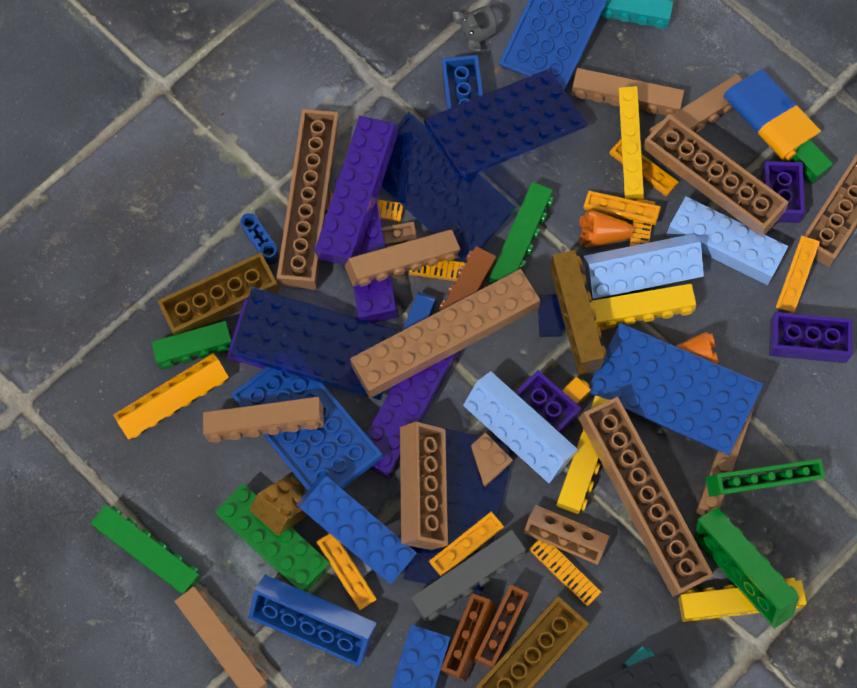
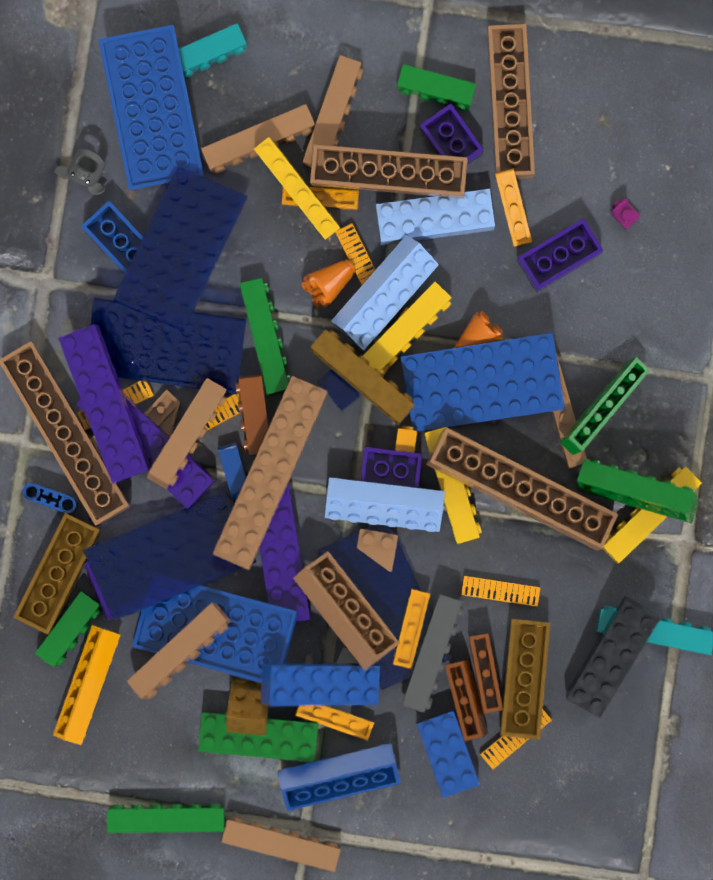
camera: 35 degrees left, 15 degrees up
(566, 534) = (475, 569): medium nougat brick -> none
(622, 207) = (329, 249): light orange tile -> none
(771, 113) = (395, 73): door -> none

